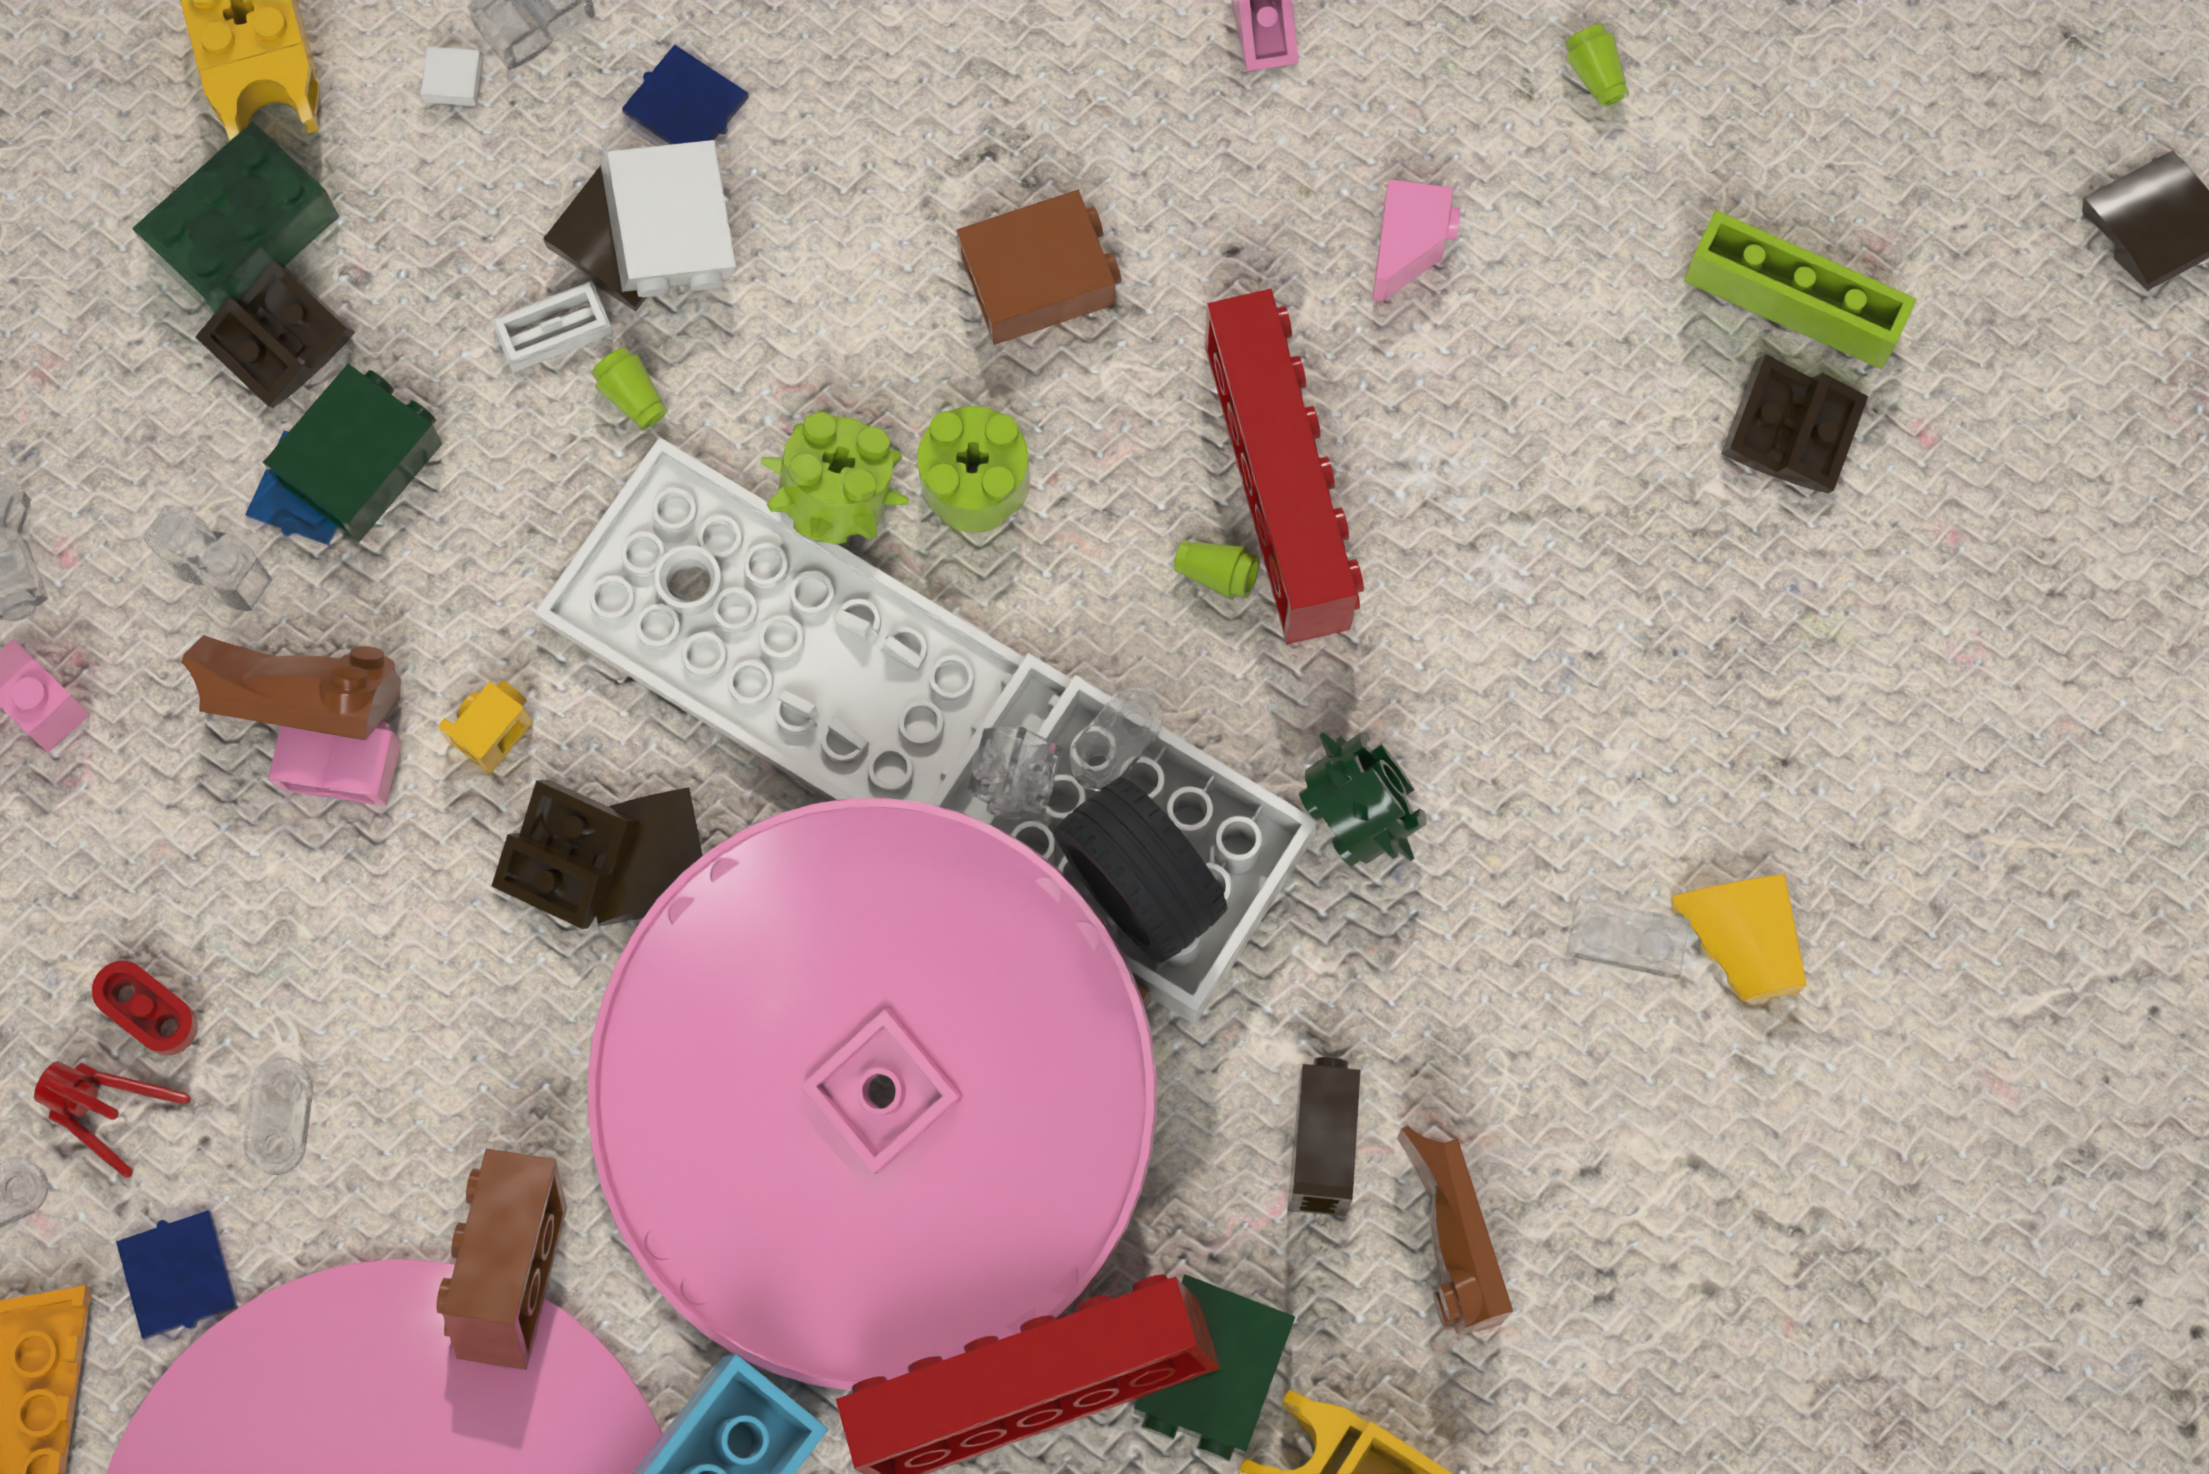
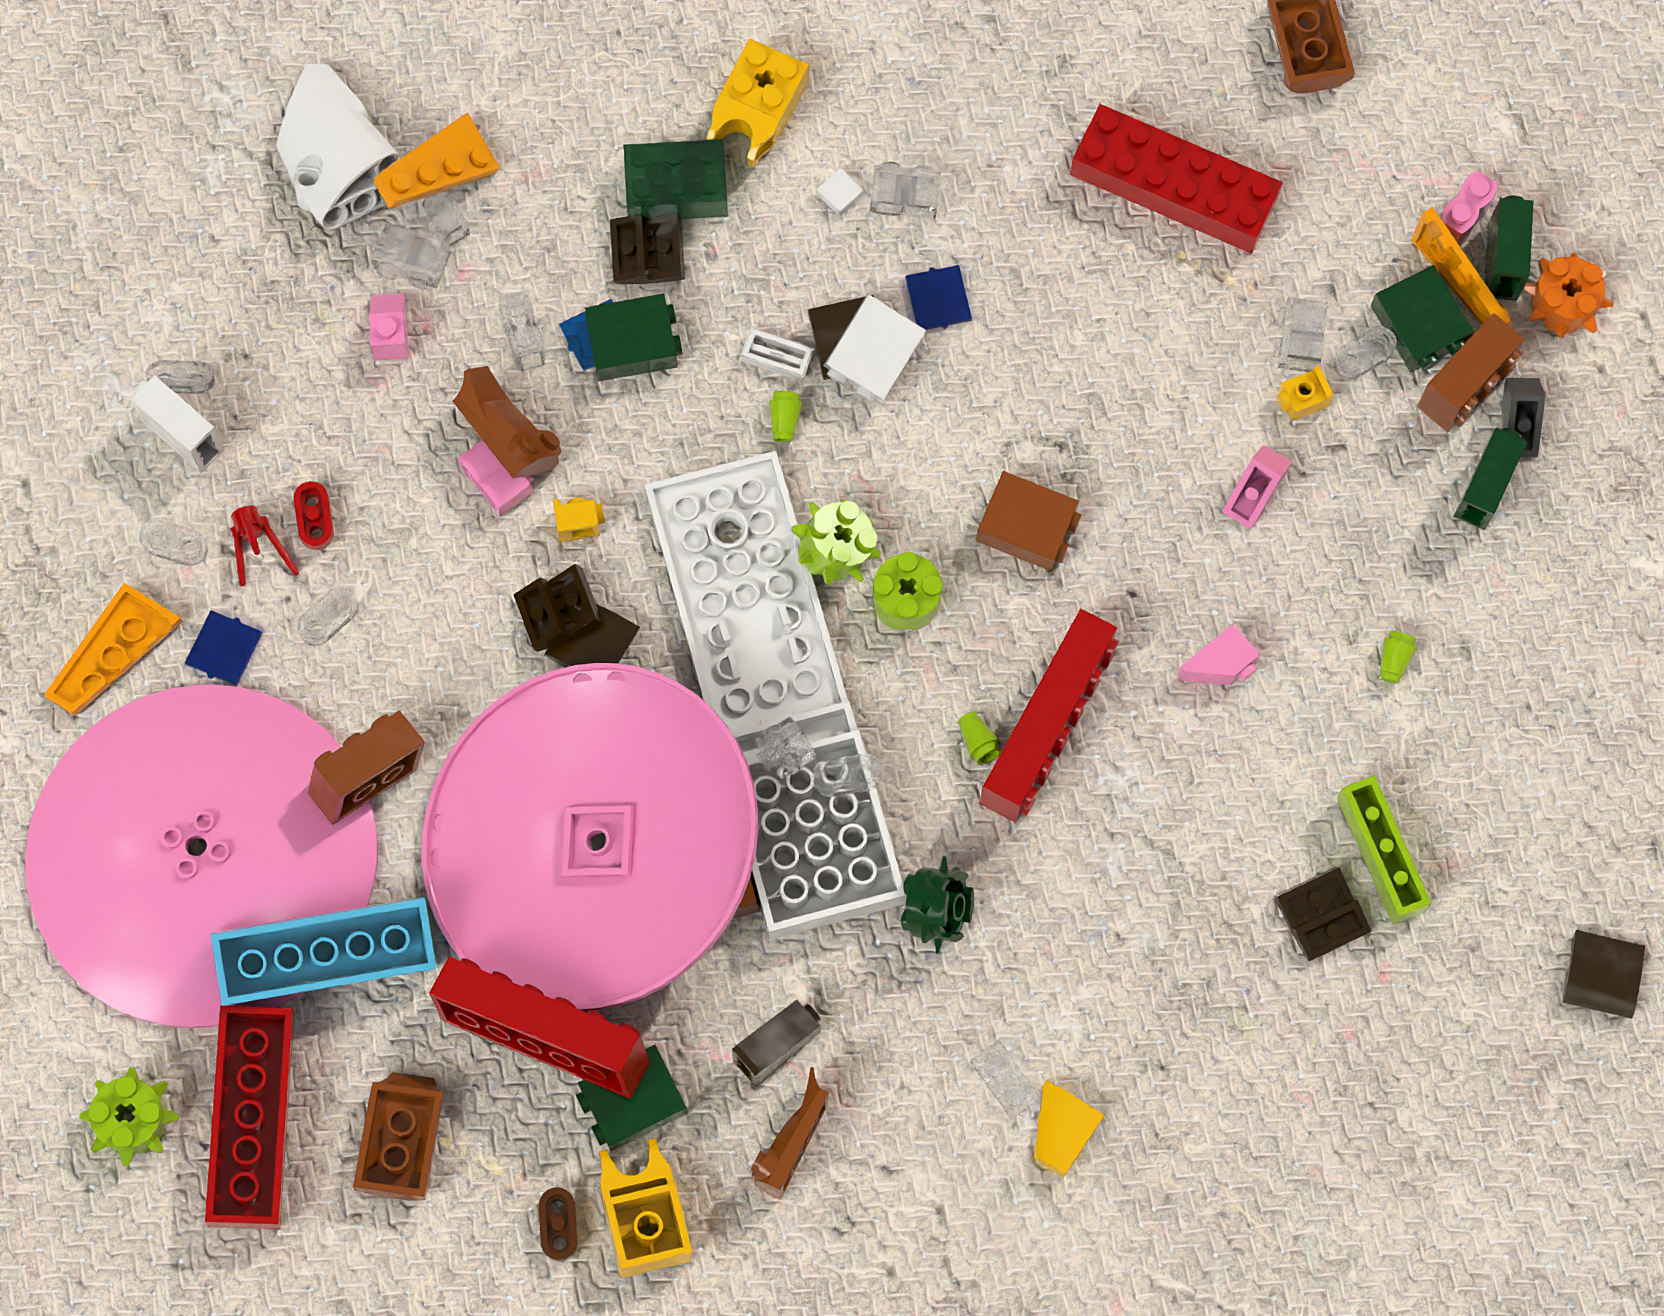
camera: 40 degrees right, 0 degrees up
(1141, 869) = (794, 842): black tyre -> none

